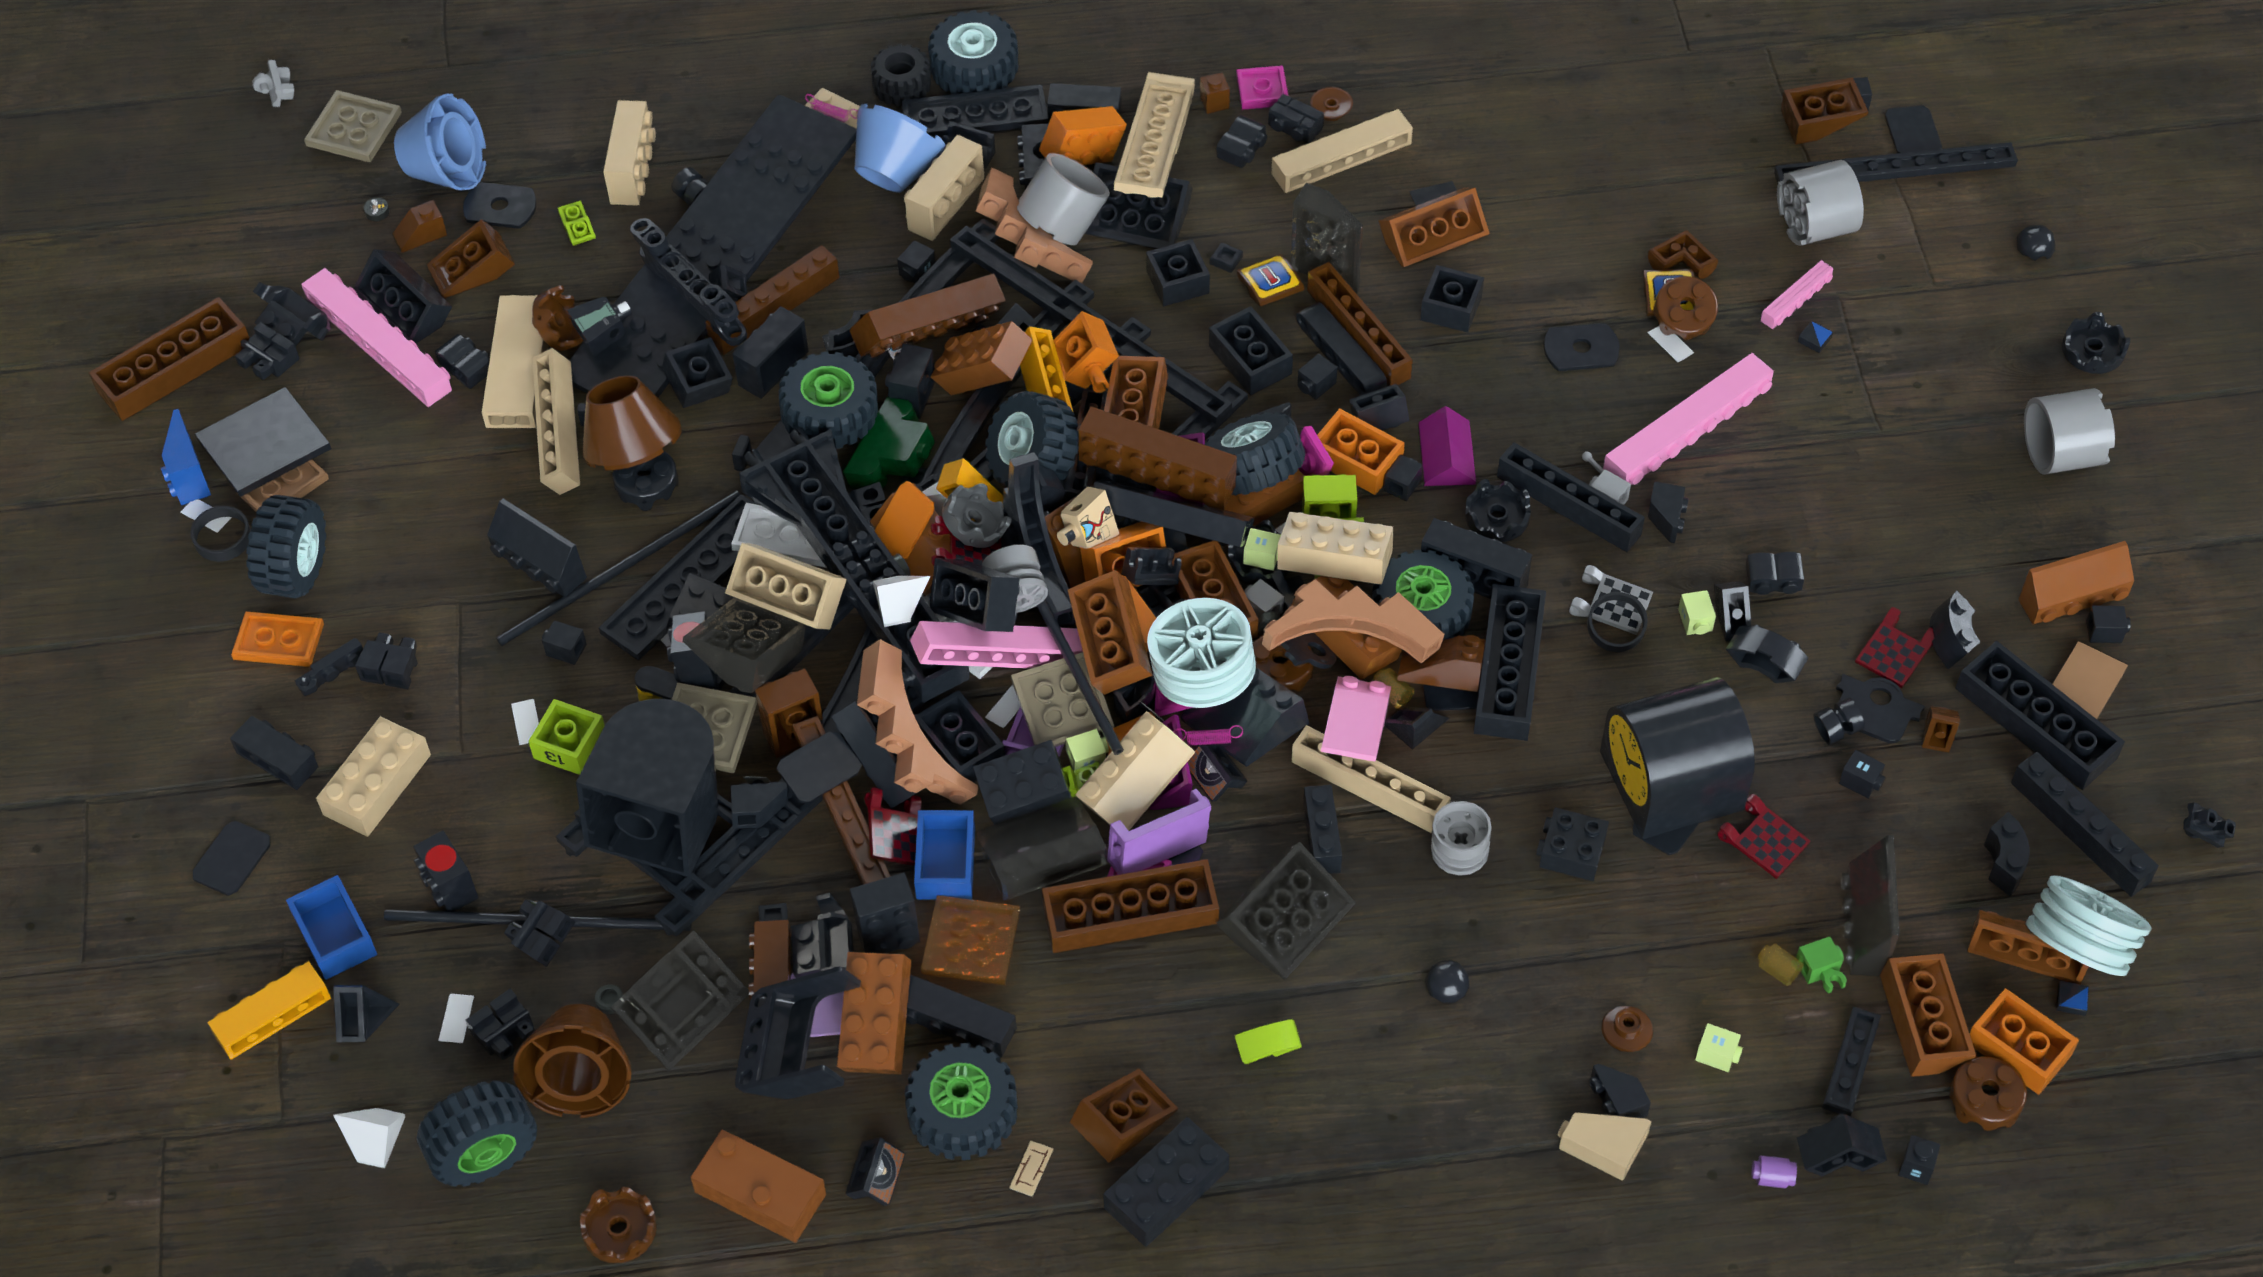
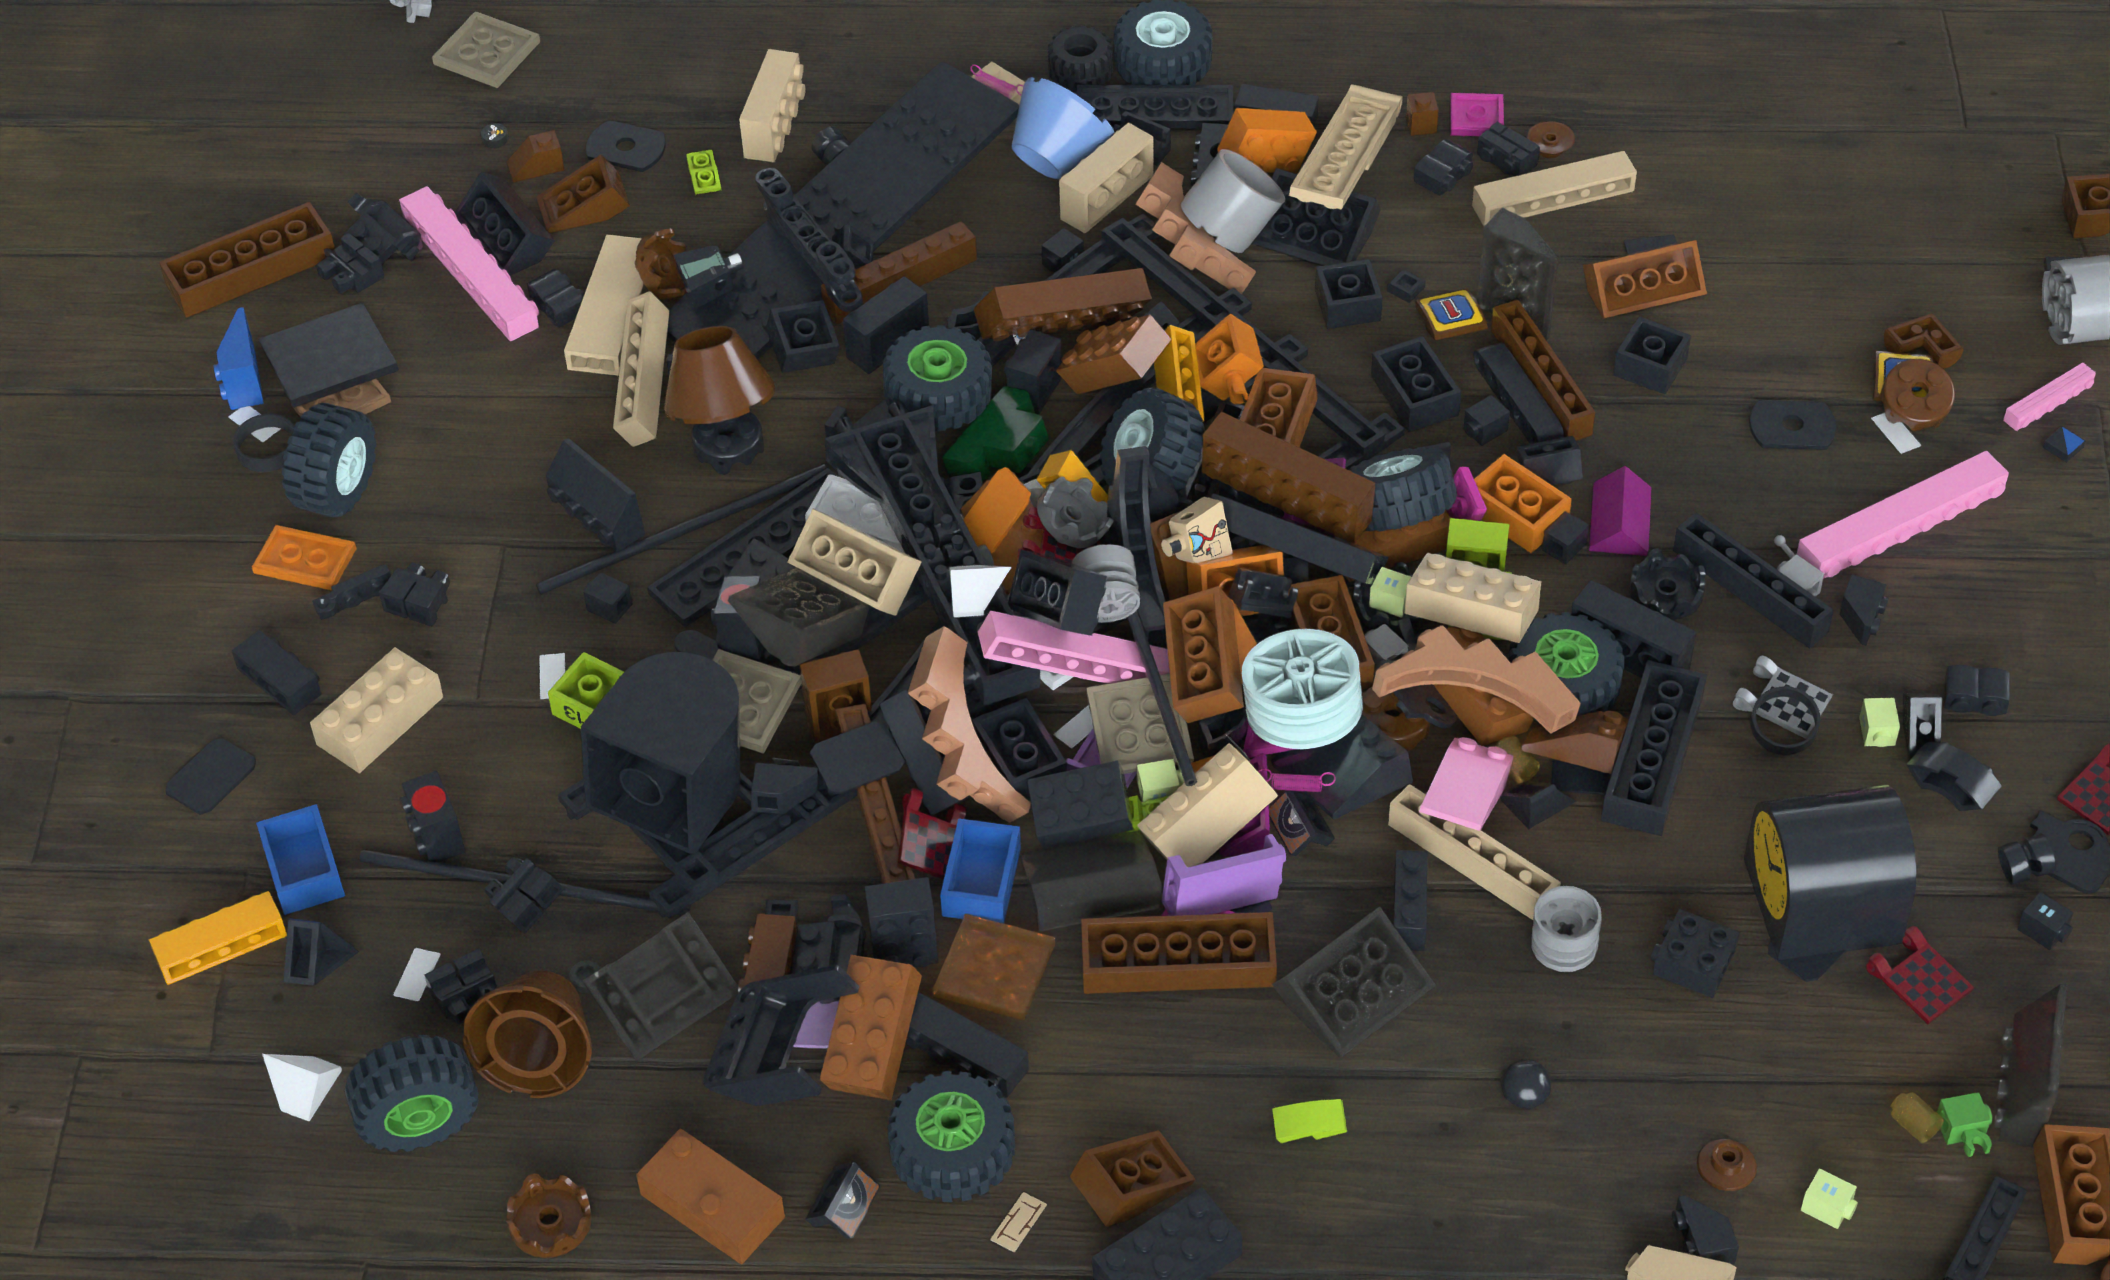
camera: 10 degrees right, 5 degrees down
(442, 144) = (575, 74): medium blue cone -> none

